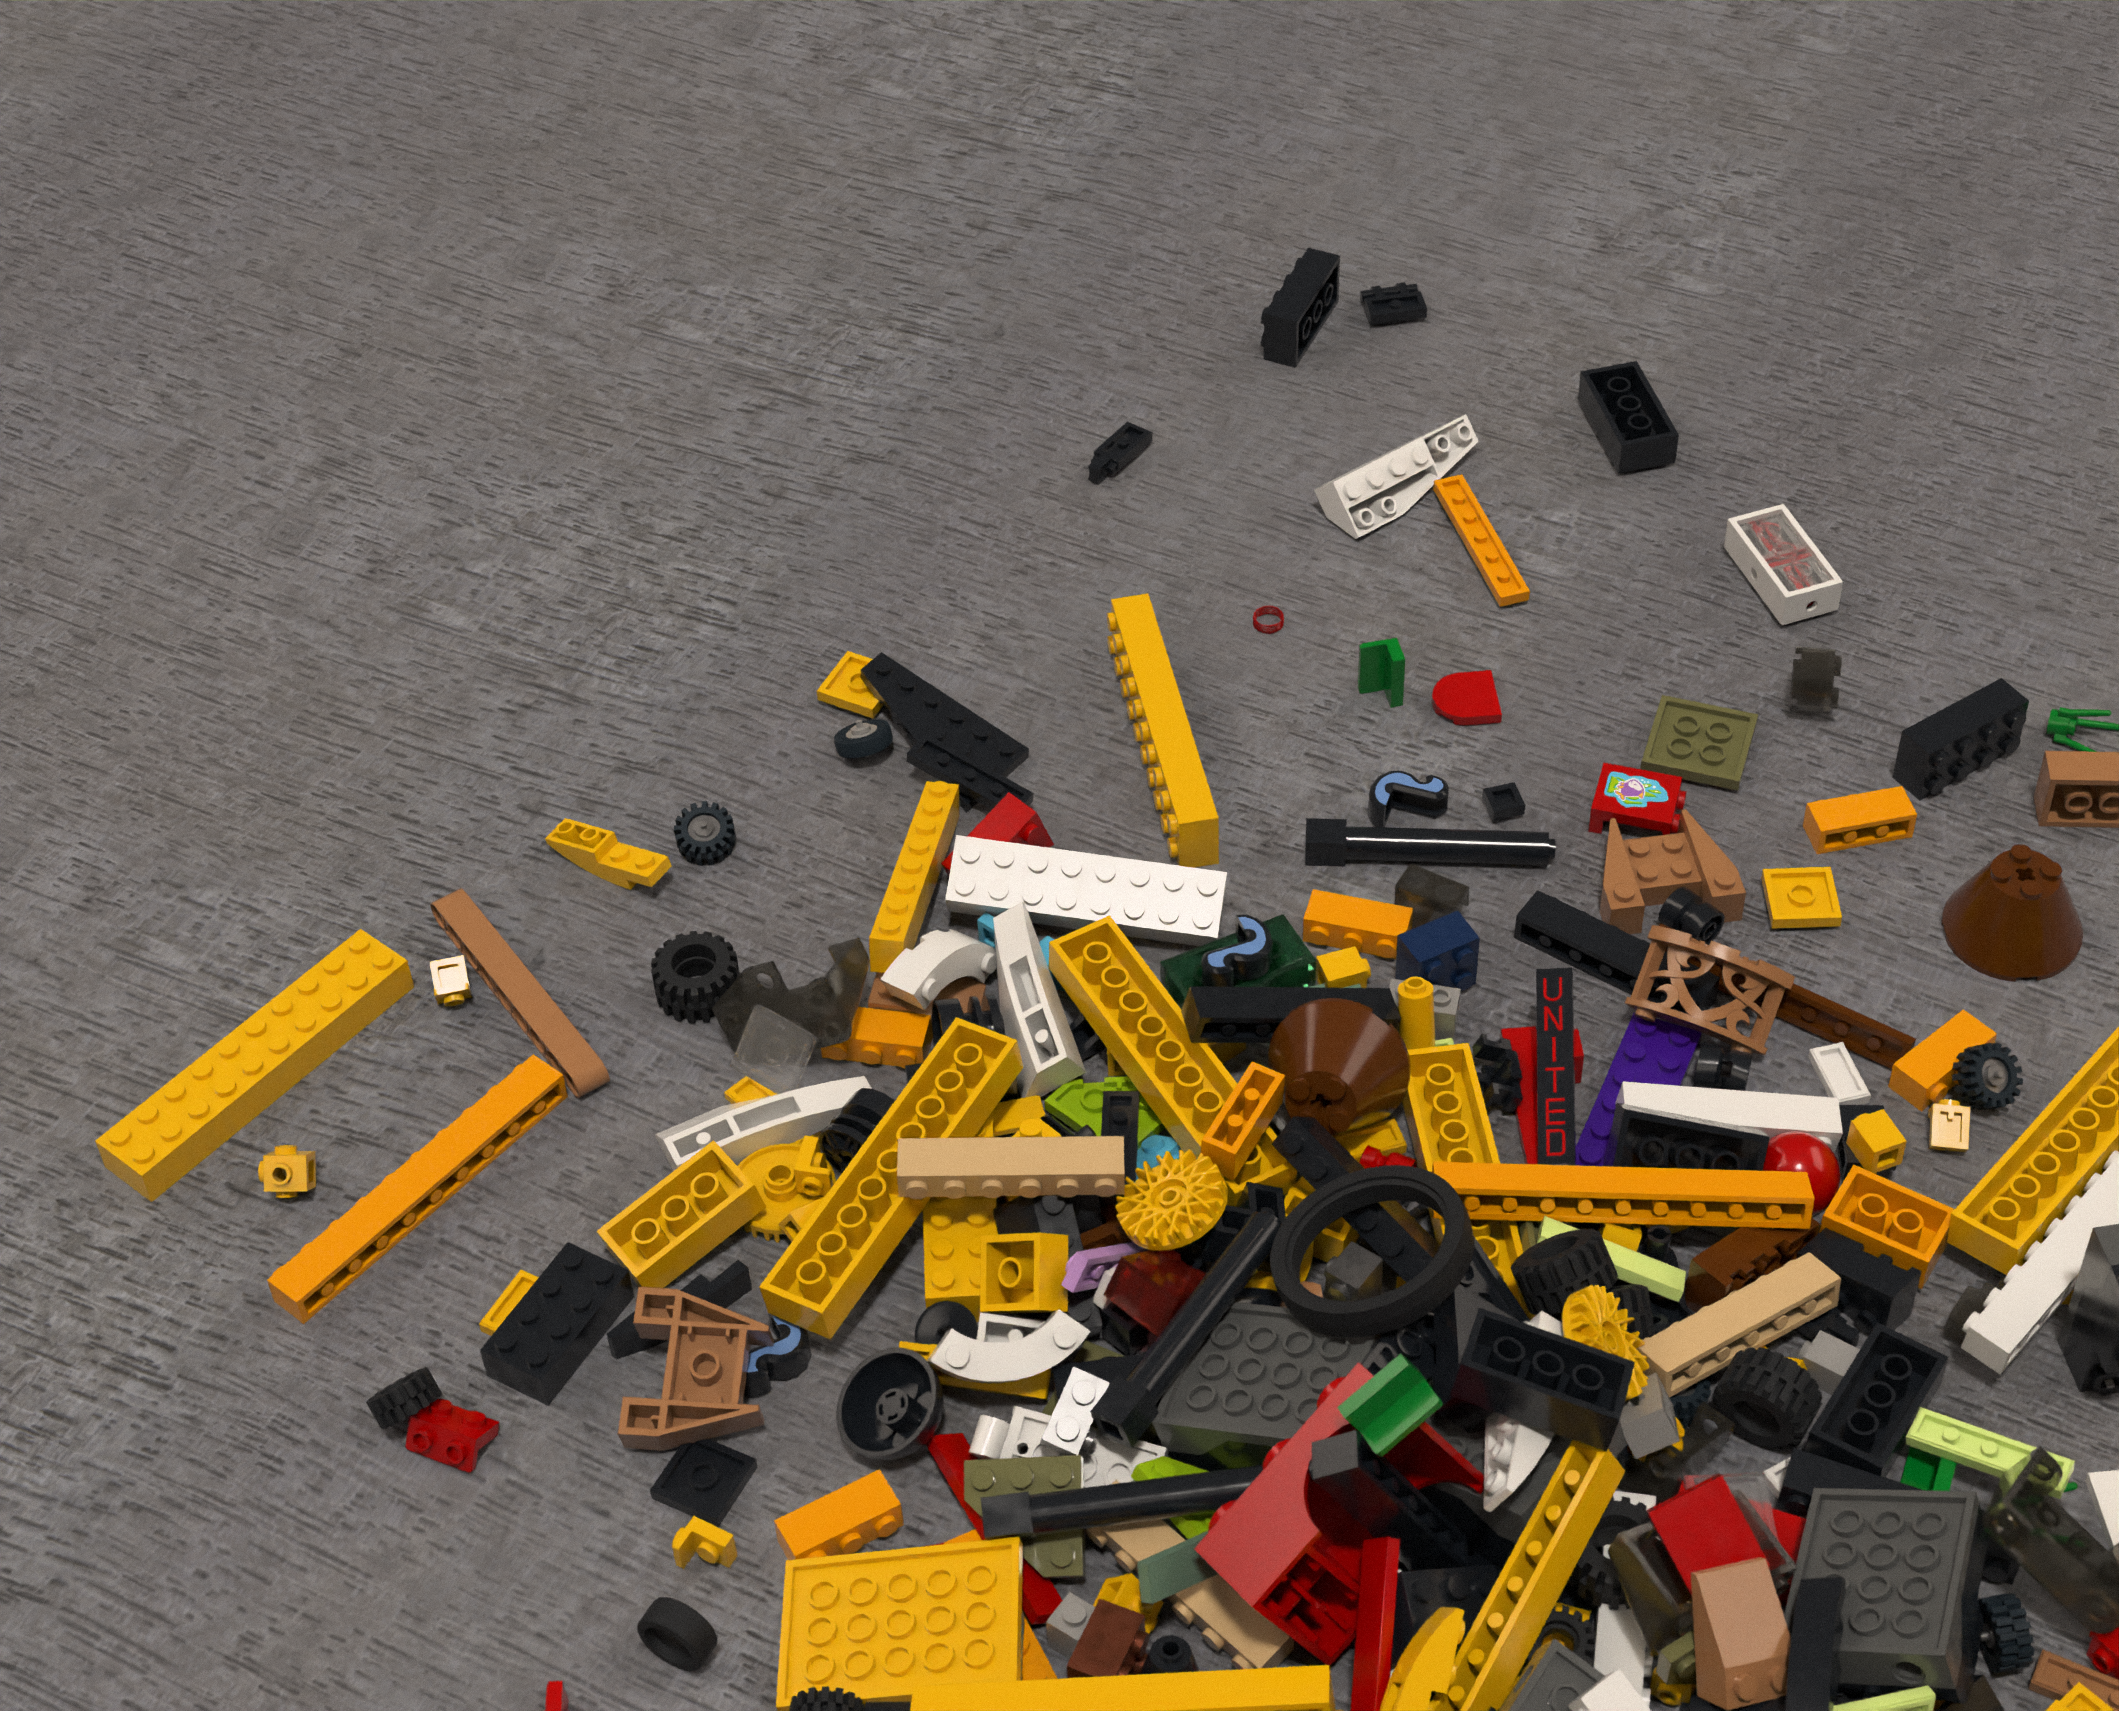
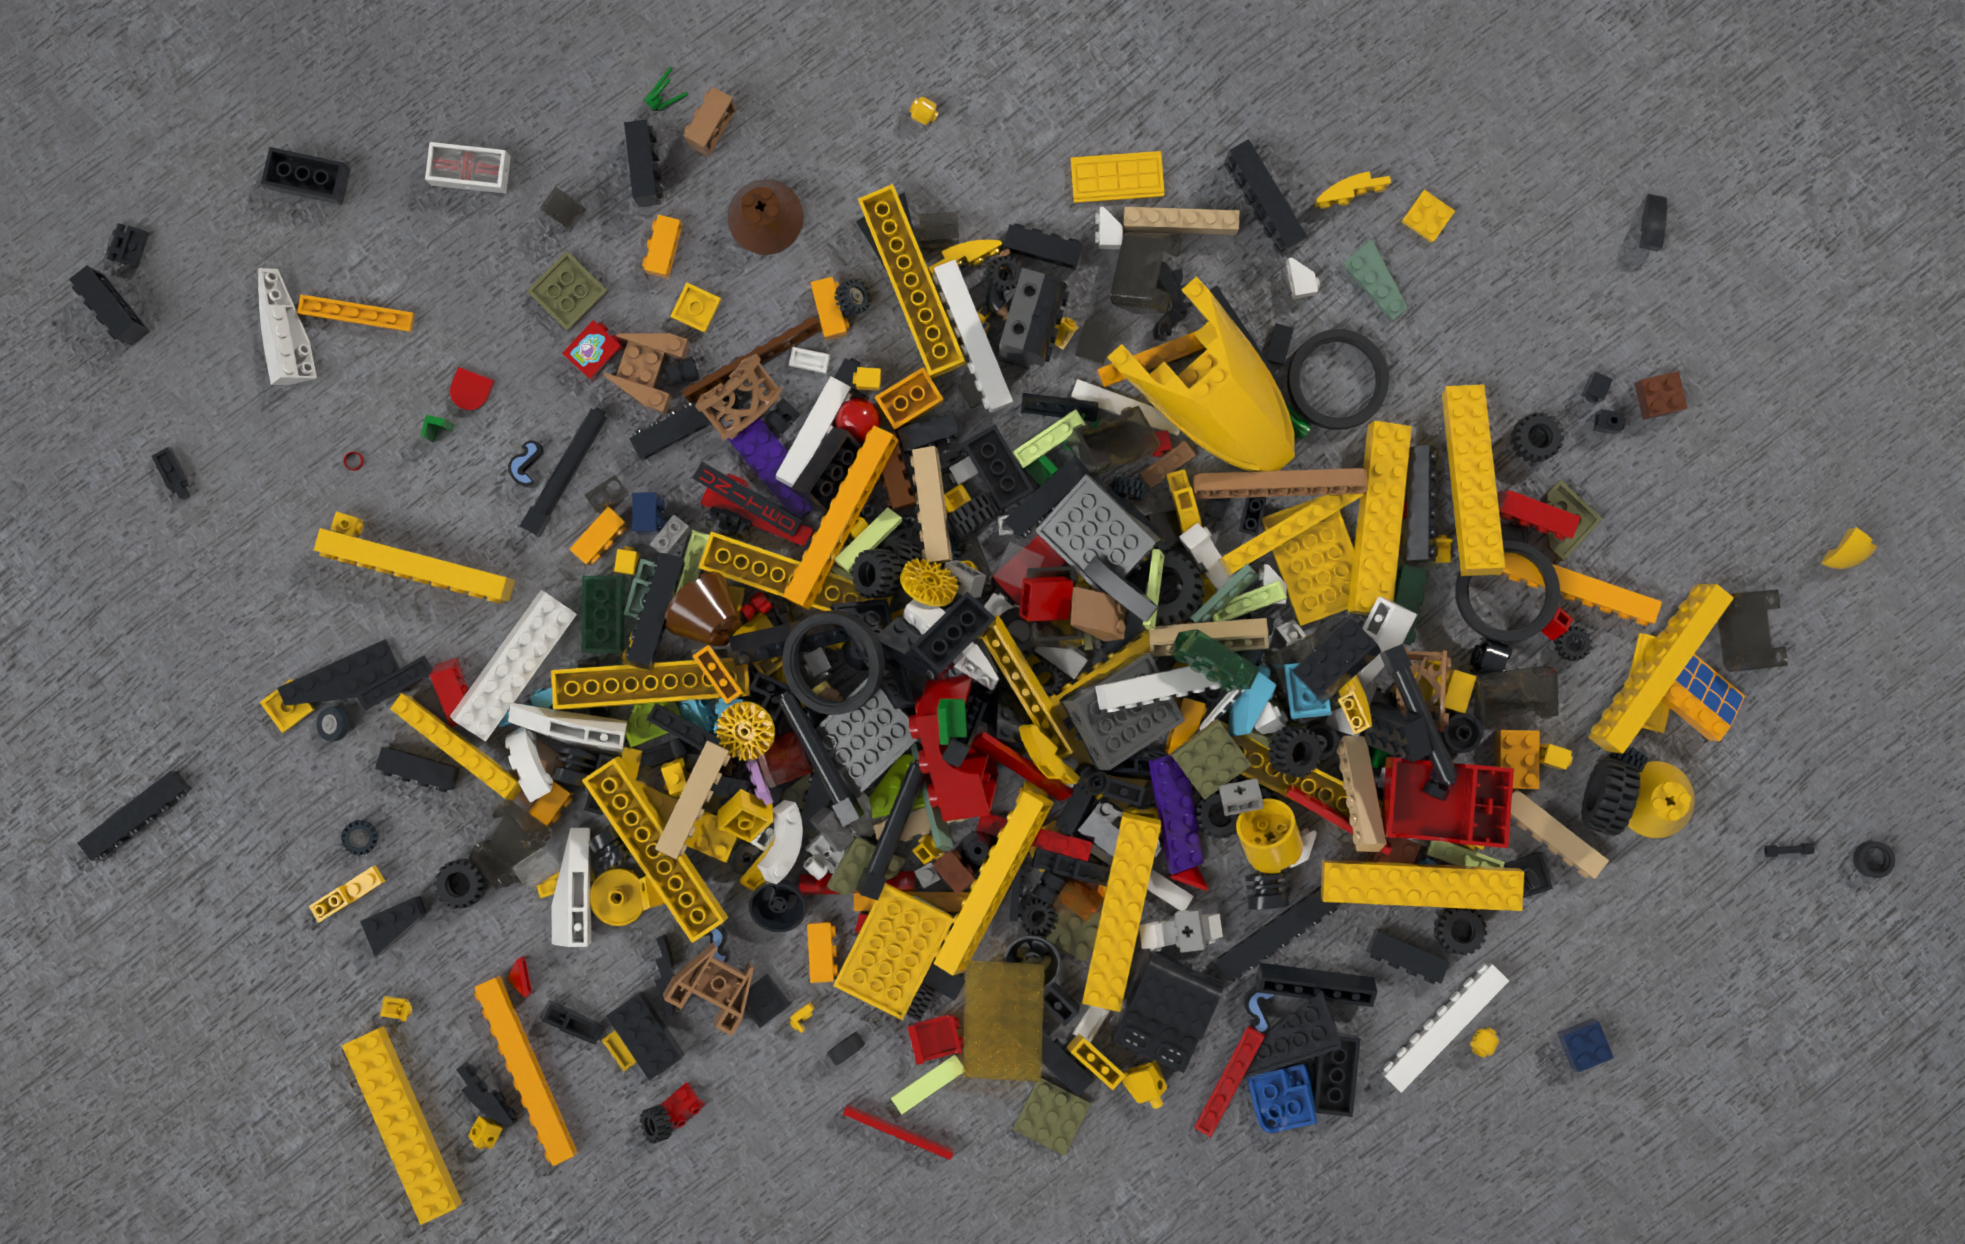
camera: 65 degrees left, 40 degrees up
(345, 1153) = (492, 1103): none -> black slope
(520, 993) = (419, 976): medium nougat beam -> none
(532, 1213) = (571, 1022): none -> black slope
(581, 1118) = (519, 977): none -> red slope
(588, 921) = (392, 923): none -> black wedge
(604, 590) = (134, 815): none -> black brick
(682, 1218) = (619, 956): yellow brick -> none
(810, 1169) = (617, 880): yellow bracket -> none
(852, 859) = (417, 768): none -> black brick
(1175, 640) = (347, 524): none -> yellow brick
(1242, 960) = (607, 615): black animal -> none
(1416, 1013) = (682, 547): yellow brick -> none
(1503, 801) = (554, 415): black plate -> none
(1949, 1126) = (866, 331): yellow bracket -> none
(2036, 1426) = (1058, 406): none -> black plate

